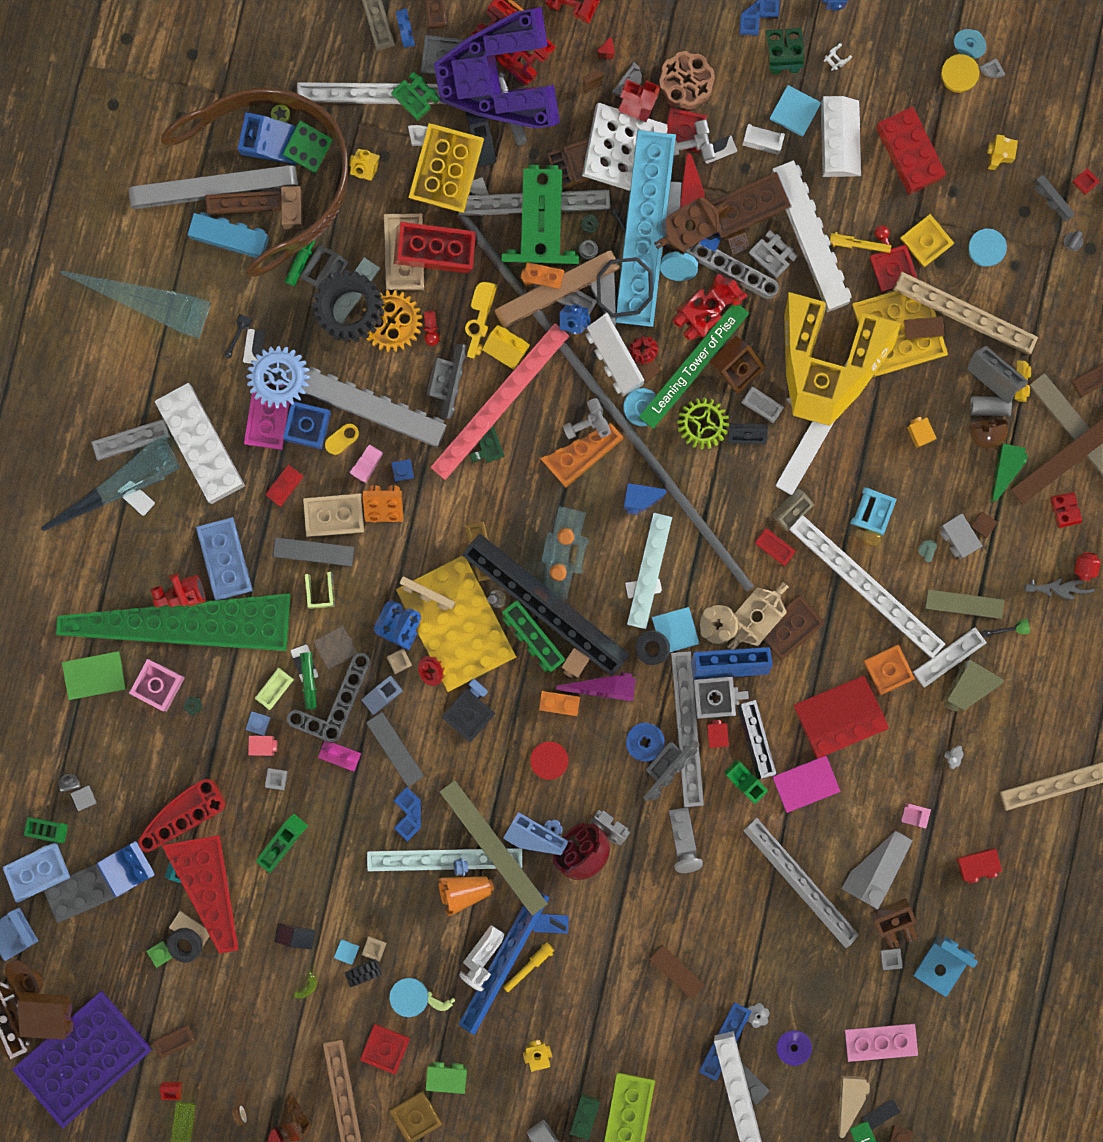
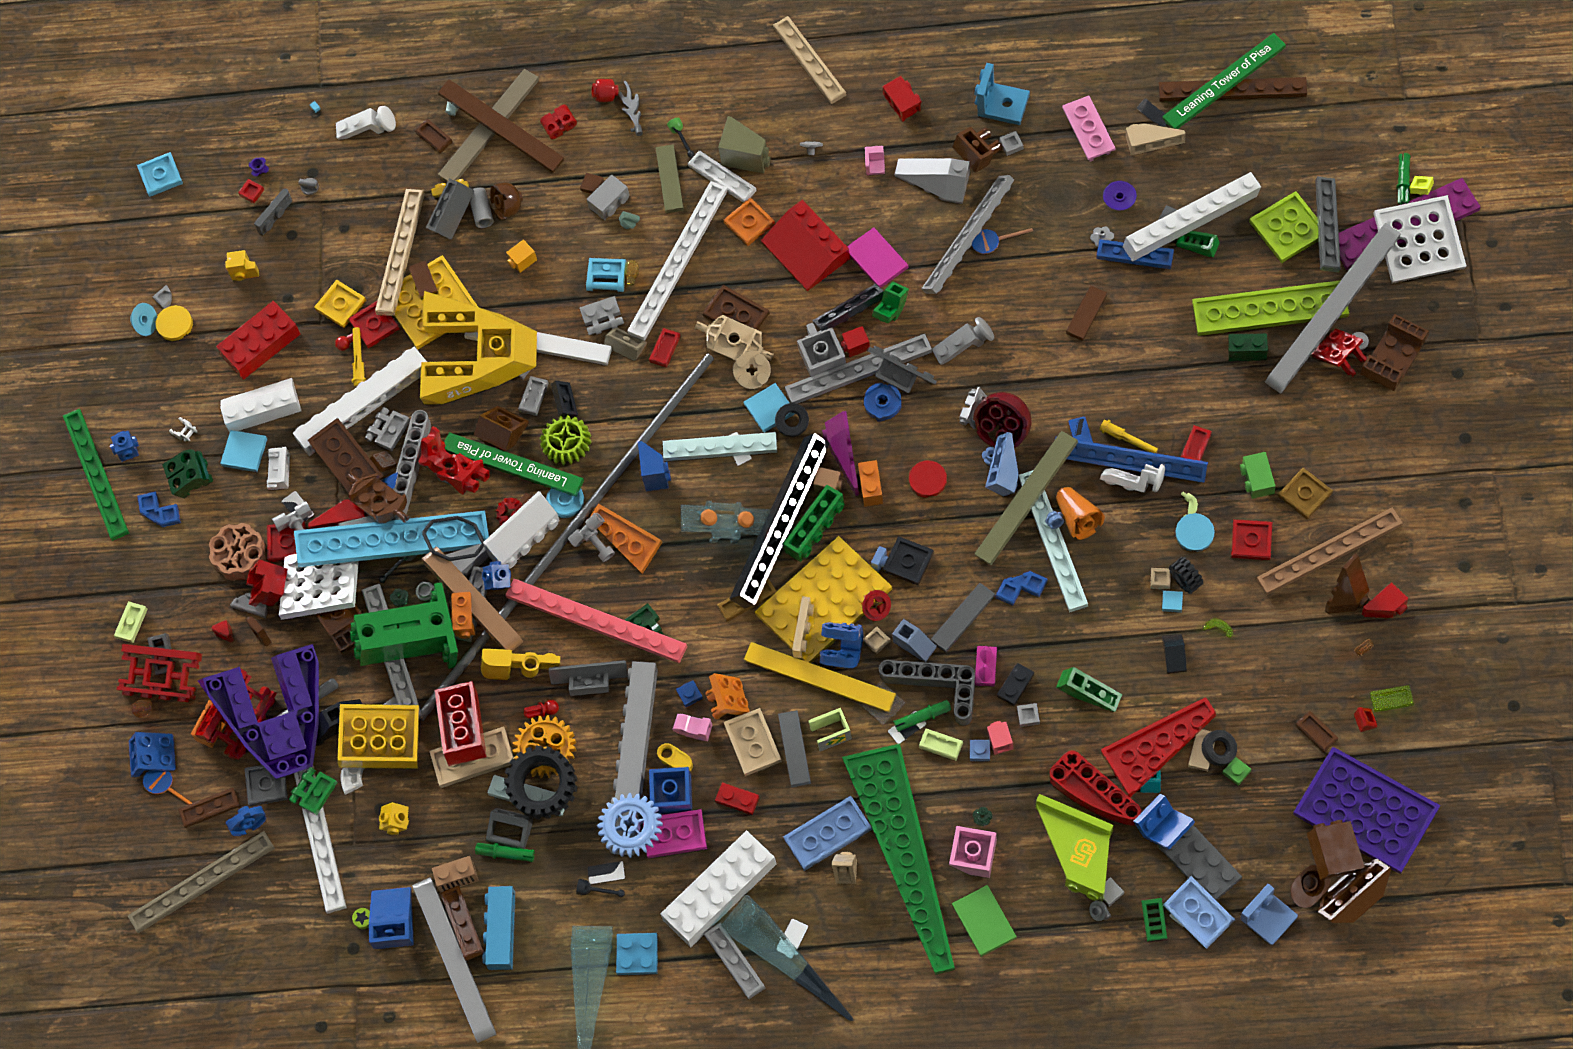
camera: 95 degrees left, 20 degrees down
(131, 784) = (1079, 844): none -> lime piece
(166, 353) = (637, 954): none -> dark azure plate
(179, 563) = (845, 868): none -> tan slope
(187, 592) = (867, 845): red piece -> none
(272, 96) = (376, 845): reddish brown piece -> none
(307, 146) = (389, 879): green tile -> none
(312, 777) = (1015, 684): none -> black plate
(378, 596) = (819, 677): none -> yellow tile
(497, 598) = (787, 570): clear rock -> none
(500, 1029) = (1196, 443): none -> red tile
(506, 347) = (540, 631): yellow piece -> none
(540, 1062) = (1207, 402): yellow brick -> none
(679, 266) = (420, 501): medium azure tile -> none
(708, 1110) = (1208, 248): none -> green slope
(731, 663) = (784, 346): blue brick -> none
(790, 902) = (988, 241): none -> blue piece
(835, 493) = (599, 312): none -> light grey plate
(987, 247) = (333, 254): medium azure tile -> none
(1009, 463) = (535, 178): green slope -> none

